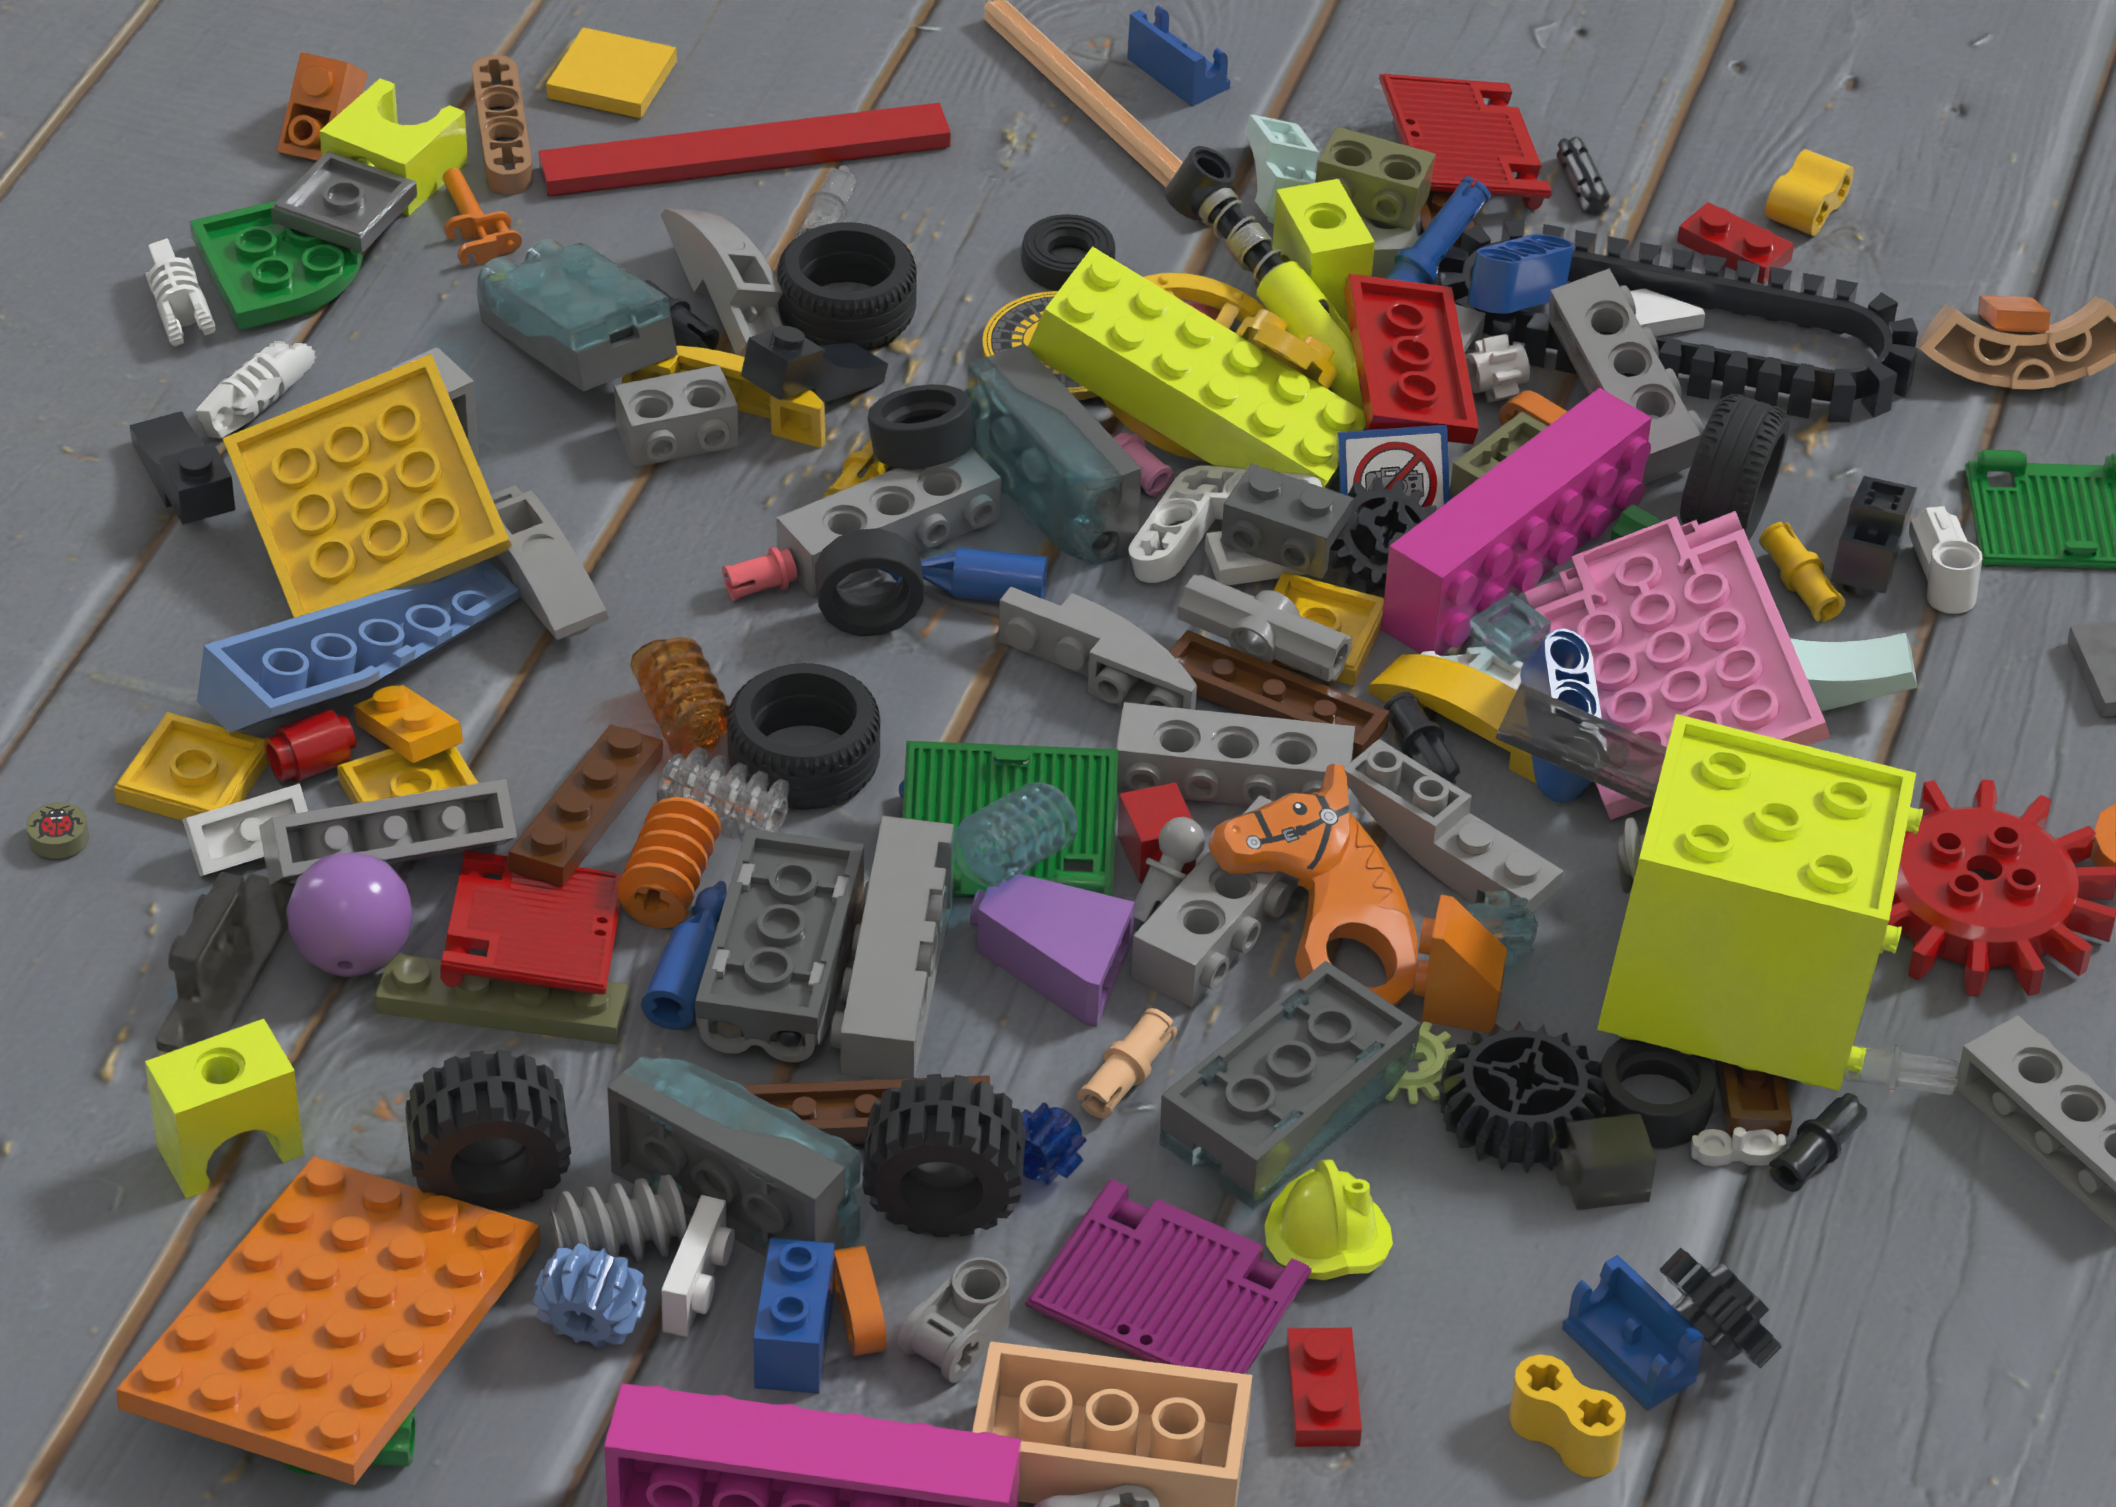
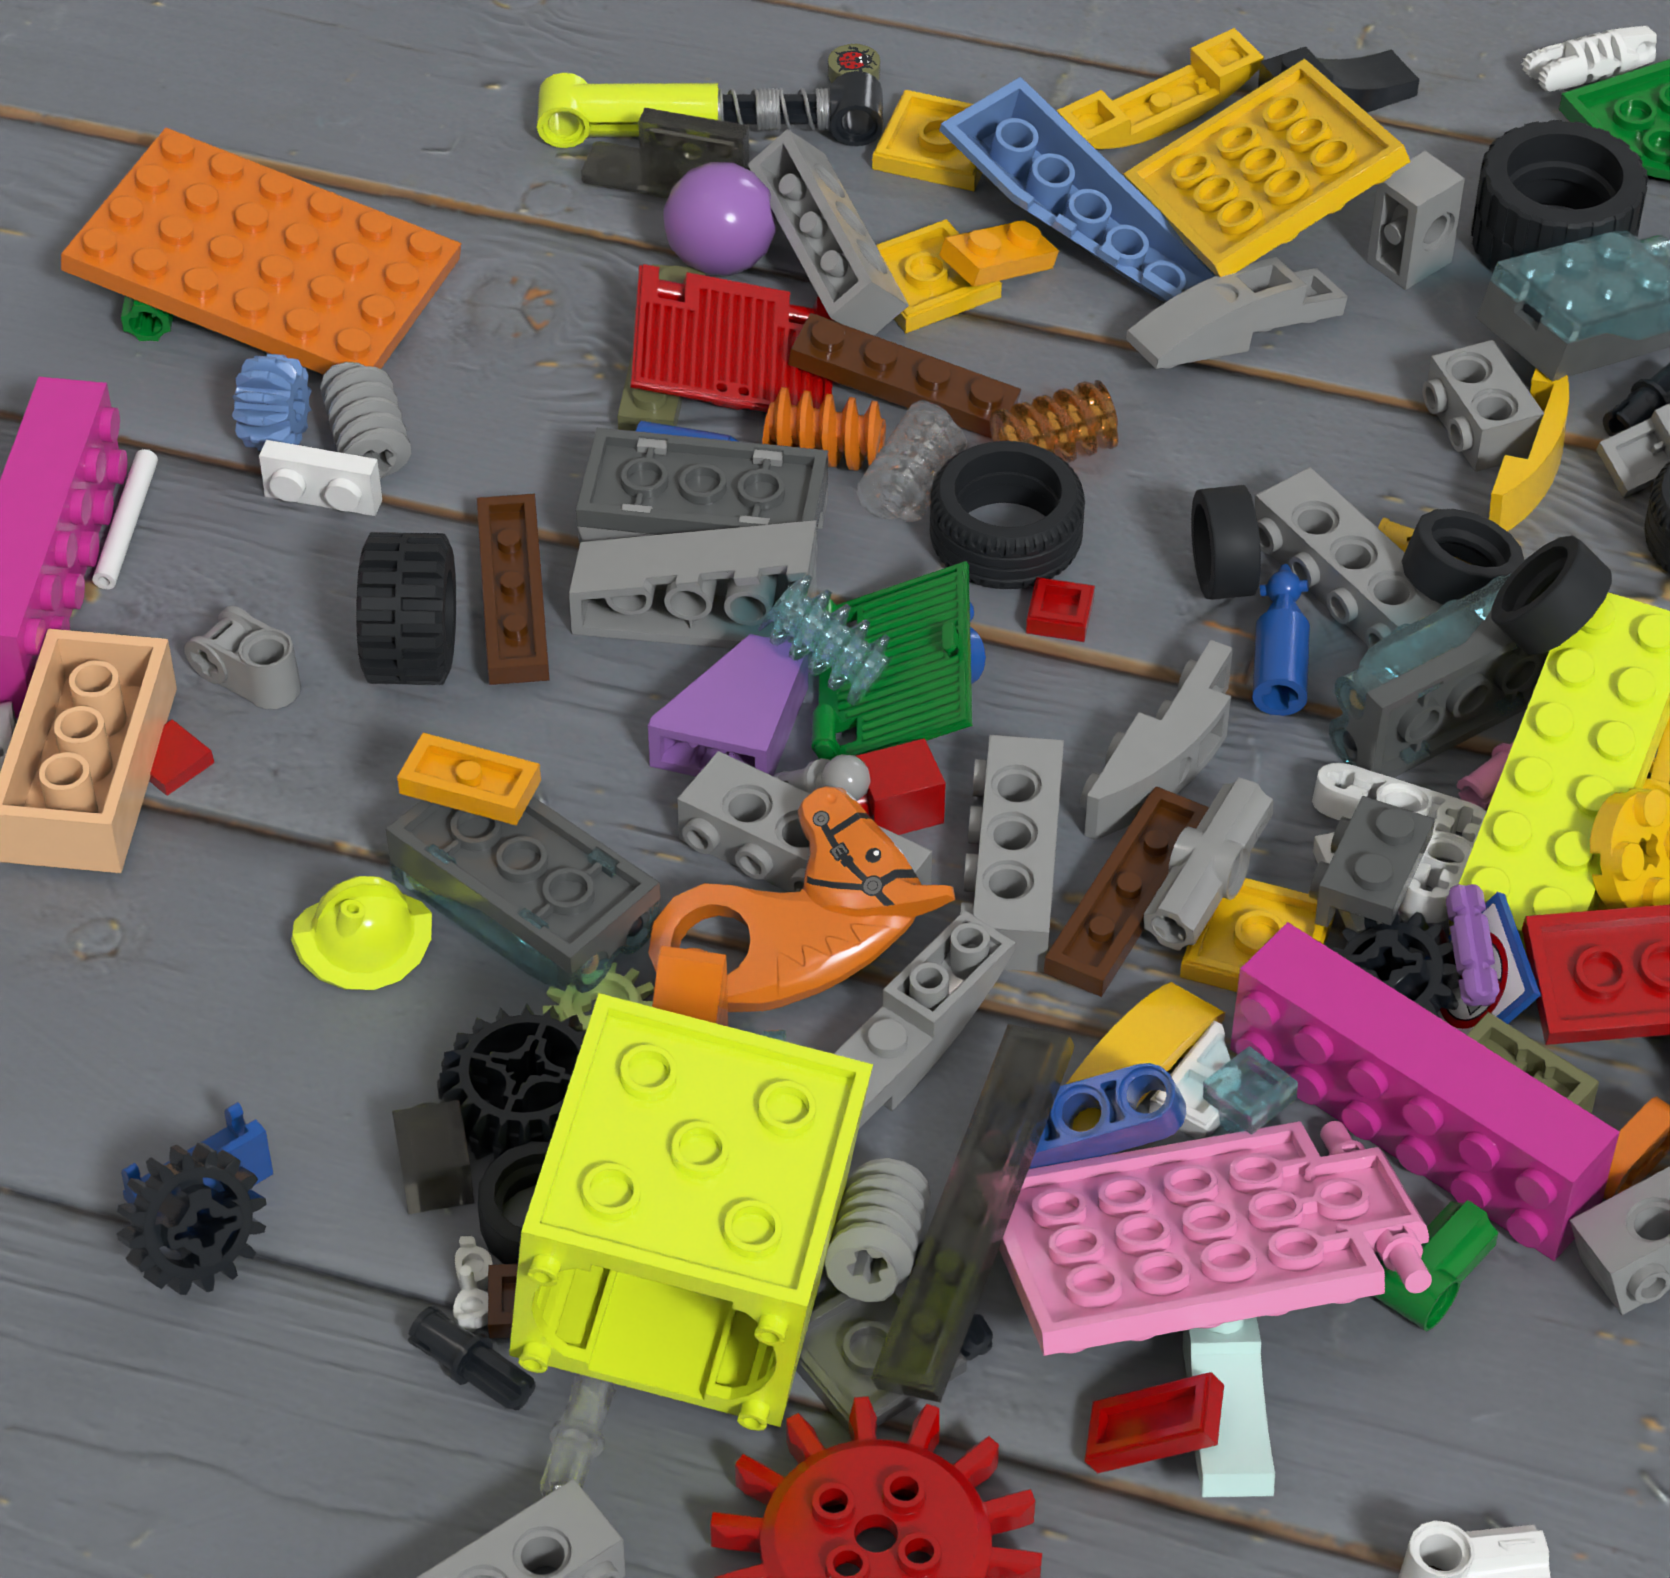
camera: 90 degrees right, 5 degrees up
(103, 1047) = (577, 109): none -> piece
(165, 580) = (1214, 74): none -> yellow slope
(218, 1091) = (491, 160): neon yellow piece -> none
(232, 832) = (857, 166): white plate -> none
(254, 387) = (1455, 115): white hinge -> none
(310, 746) = (962, 194): red brick -> none
(416, 287) = (1561, 167): none -> black tyre
(488, 1130) = (443, 313): black tyre -> none
(733, 1147) = (416, 468): dark grey piece -> none
(760, 573) = (1252, 471): coral pin -> none
(791, 364) = (1560, 485): black slope -> none
(794, 1315) = (252, 540): blue brick -> none
(859, 1301) = (278, 586): orange beam -> none
(910, 719) = (1060, 609): none -> red tile
(1018, 333) = (1551, 595): none -> black tyre
(1051, 1143) = (458, 705): clear blue gear -> none
(1127, 1063) = (581, 774): light nougat pin -> none
(1167, 1285) = (283, 802): magenta window -> none
(1214, 1080) = (469, 778): none -> light orange plate
(1323, 1387) = (163, 930): red plate -> none
(1383, 462) = (1472, 945): none -> medium lavender axle
(1419, 737) = (1082, 1013): black axle -> none
(1566, 1415) = (90, 1109): yellow axle -> none
(1736, 462) = (1544, 1301): black tyre -> none
(1802, 571) = (1425, 1406): yellow pin -> none
(1853, 702) = (1154, 1423): none -> red tile
(1872, 536) = (1508, 1482): black slope -> none

